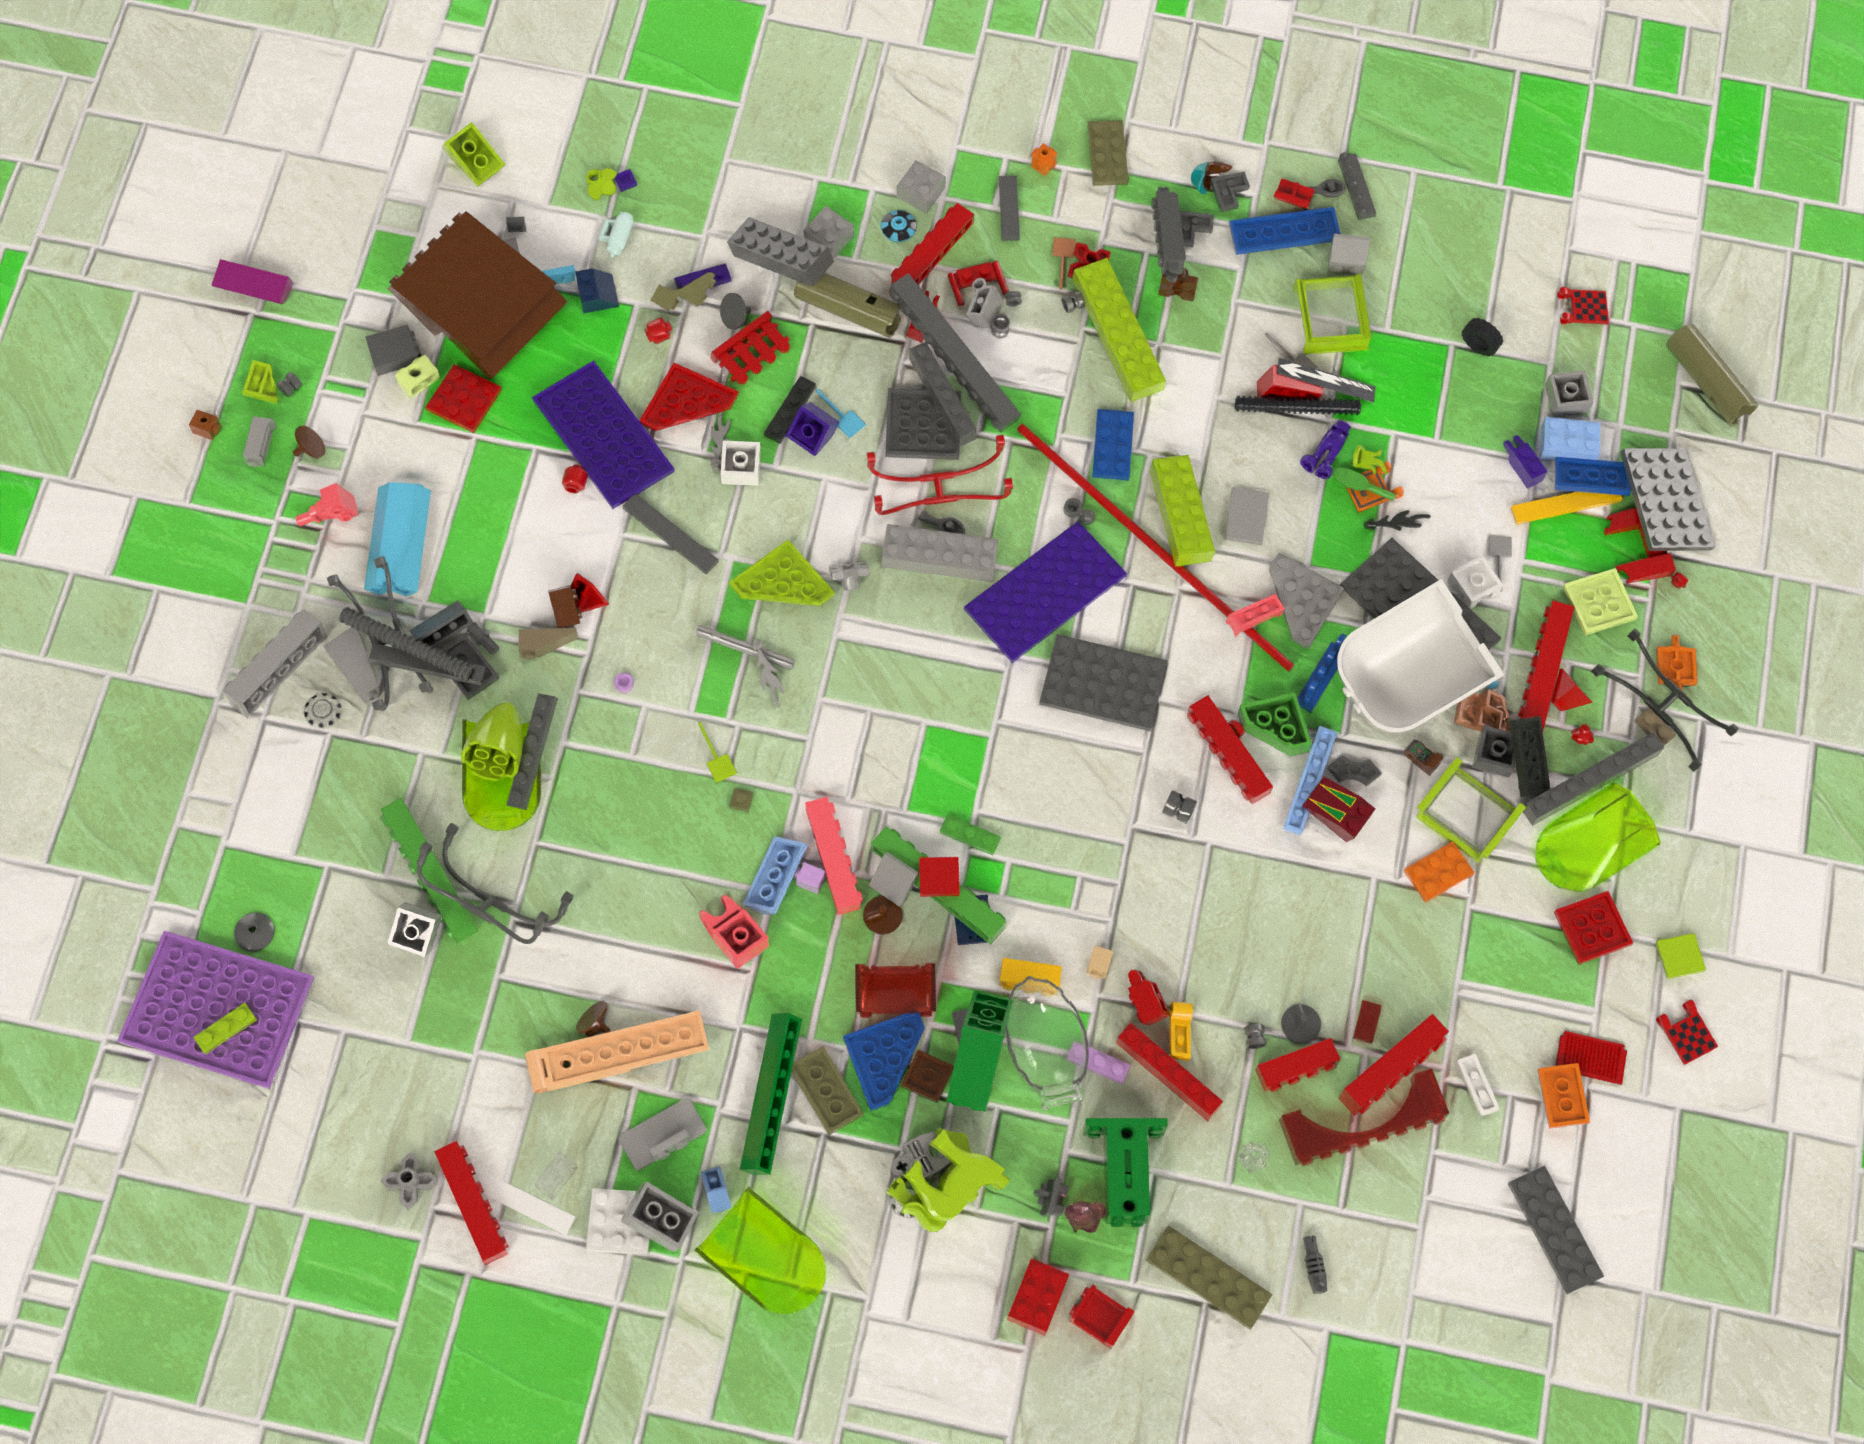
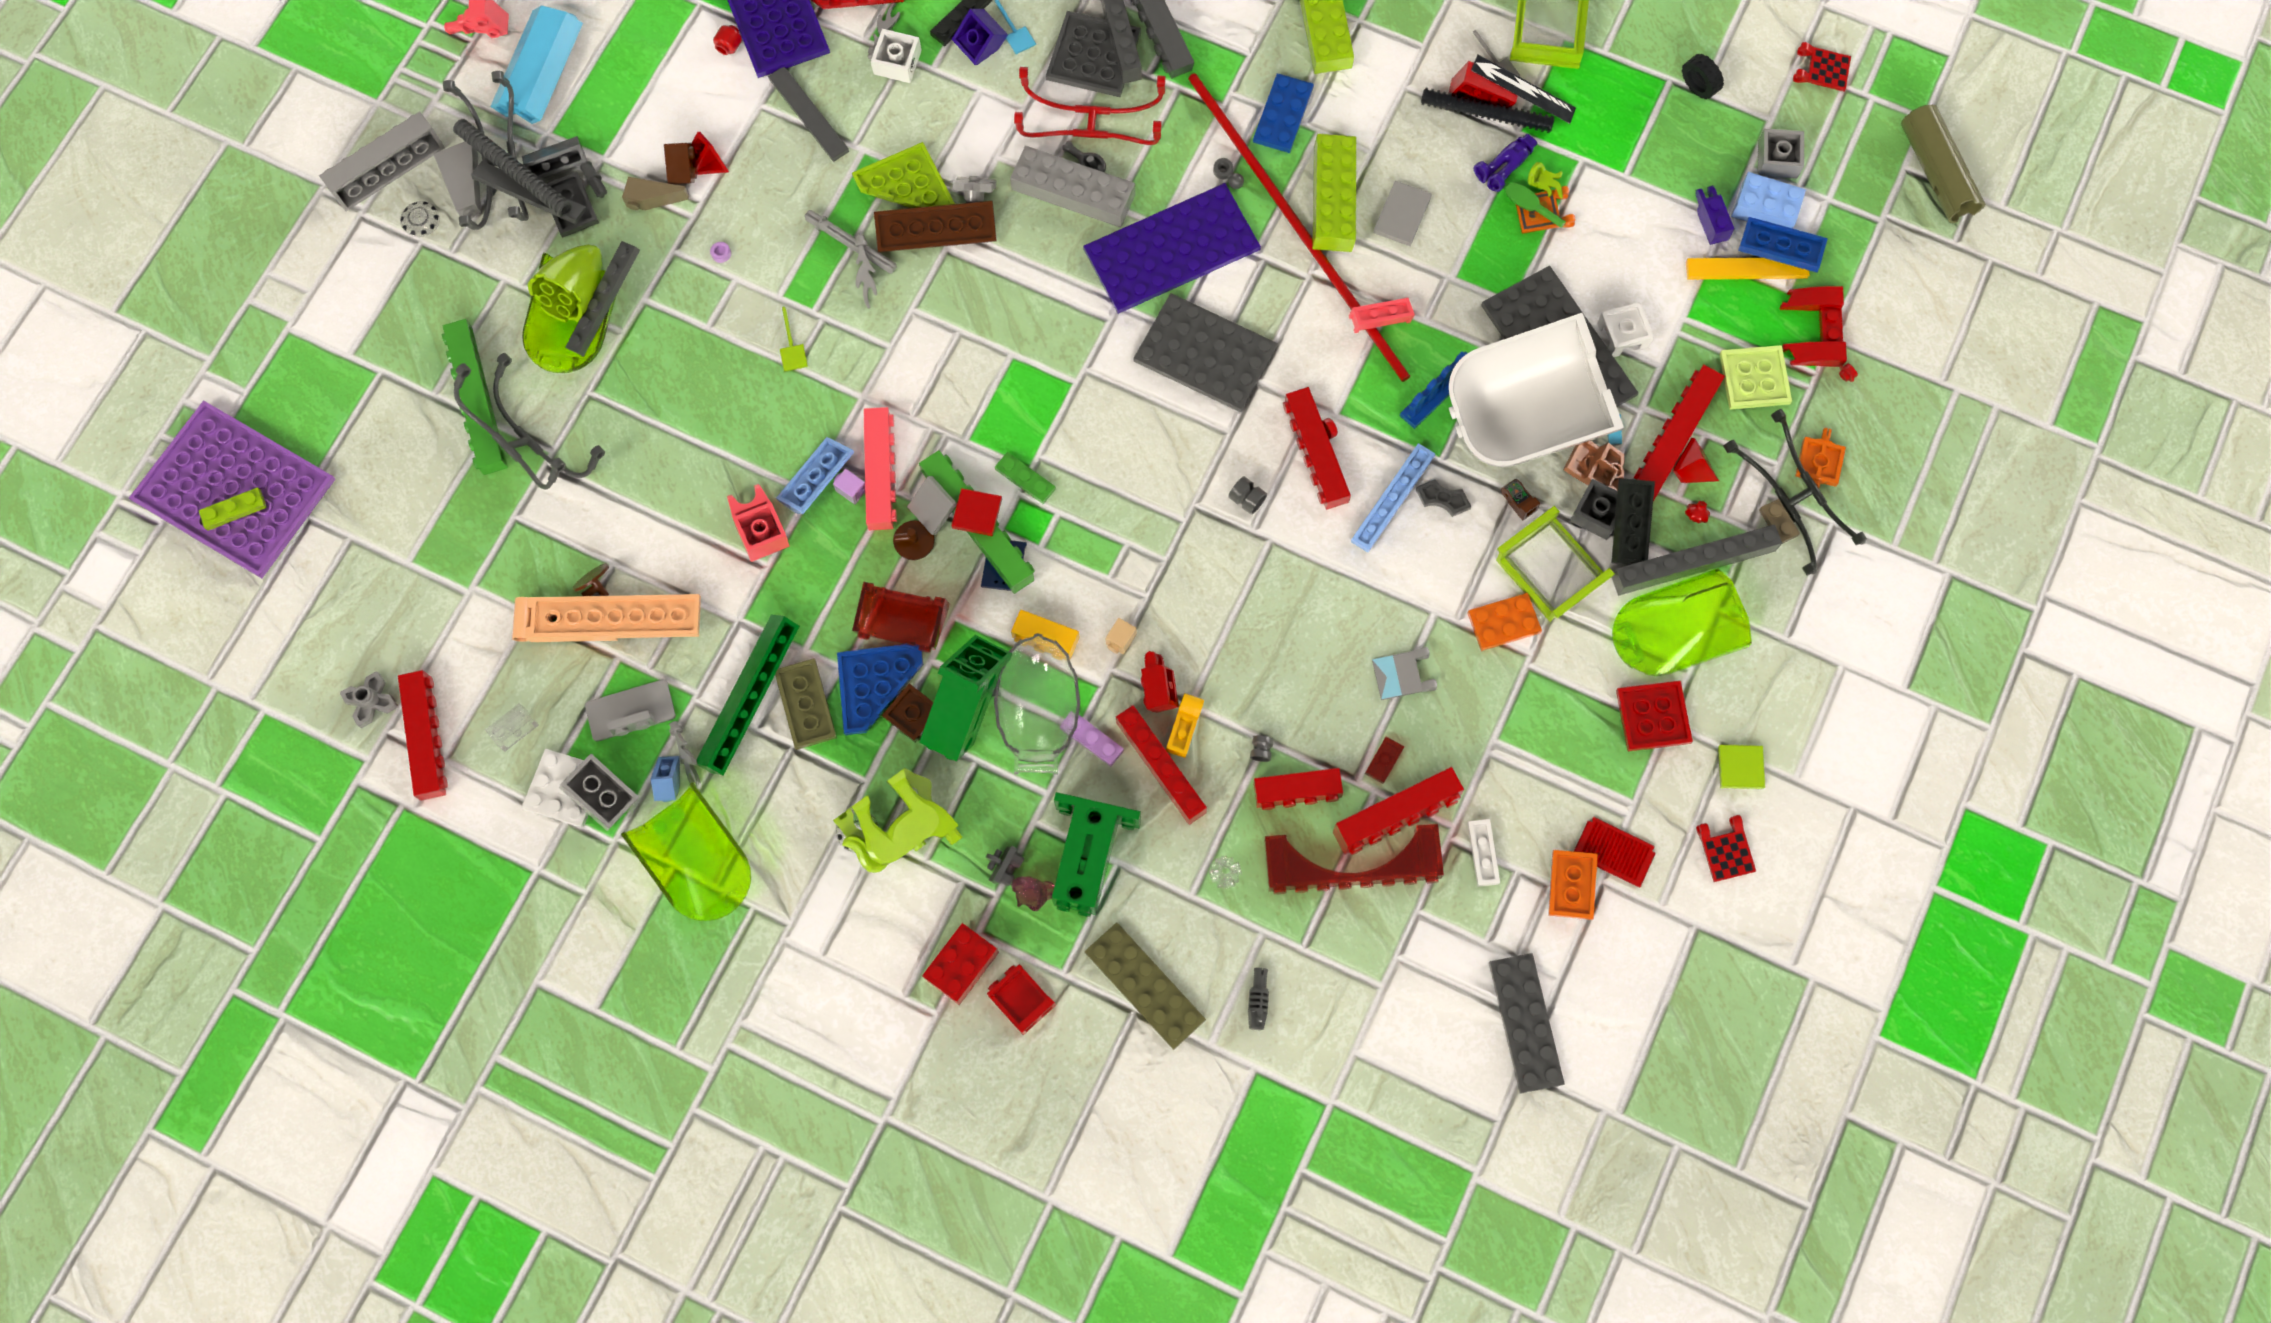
camera: 20 degrees right, 5 degrees up
(260, 938) = (297, 426): dark grey dish -> none
(414, 929) = (441, 451): light grey brick -> none
(524, 1203) = (476, 747): white sticker -> none
(728, 1165) = (685, 755): none -> light grey piece
(741, 800) = (804, 393): olive plate -> none
(822, 617) = (935, 226): none -> reddish brown plate
(918, 1150) = (891, 805): light grey piece -> none
(1277, 723) = (1373, 431): bright green brick -> none
(1301, 1023) = (1314, 746): dark grey shield -> none
(1305, 596) = (1439, 308): light grey plate -> none
(1338, 808) = (1414, 532): dark red slope -> none
(1359, 942) = (1399, 674): none -> light grey flag
(1397, 520) = (1561, 249): pearl dark grey piece -> none
(1500, 547) = (1663, 299): light grey piece -> none
(1667, 499) = (1858, 285): plate -> none

